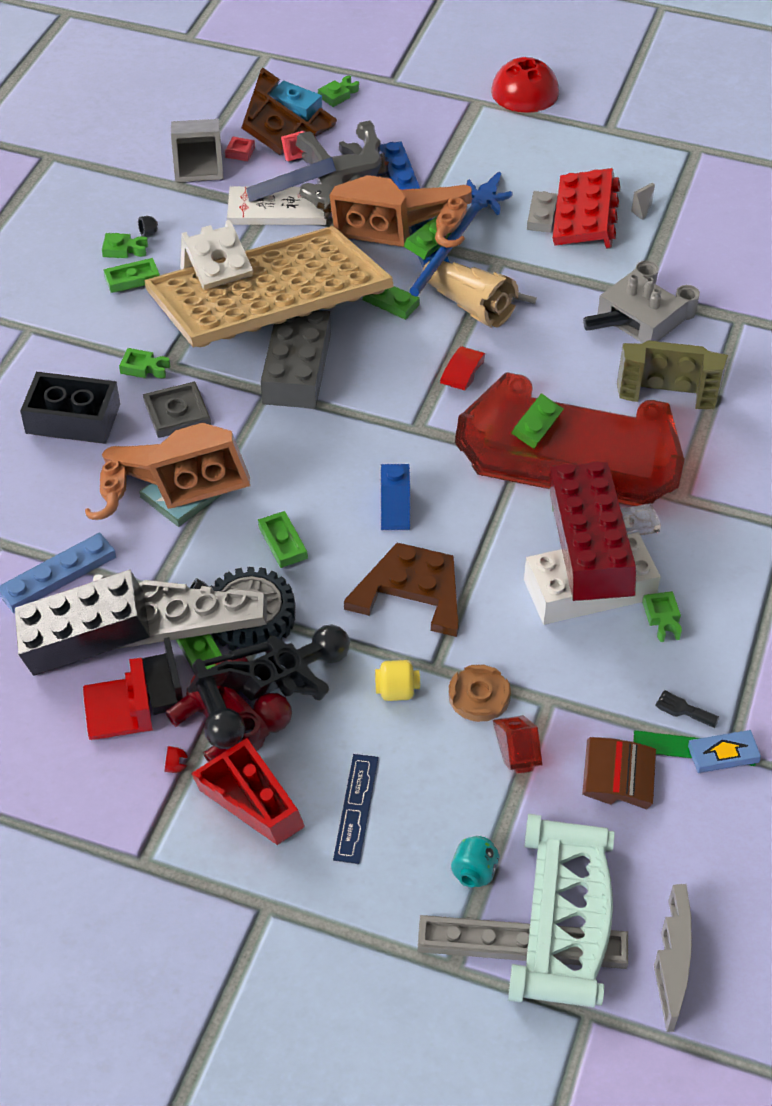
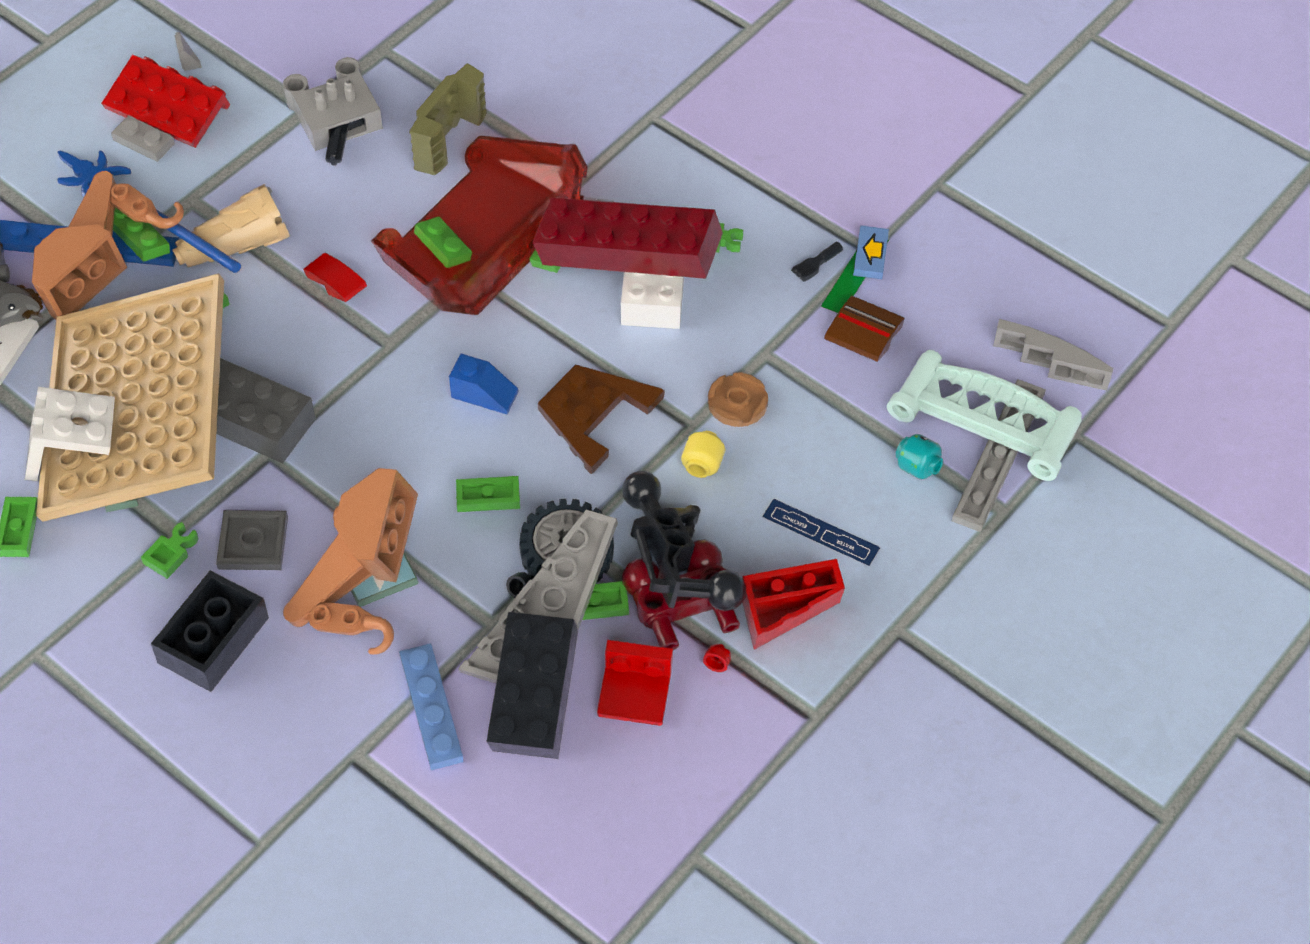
camera: 70 degrees left, 5 degrees up
(162, 679) = (617, 628): black panel -> none
(518, 743) = (808, 385): clear red slope -> none

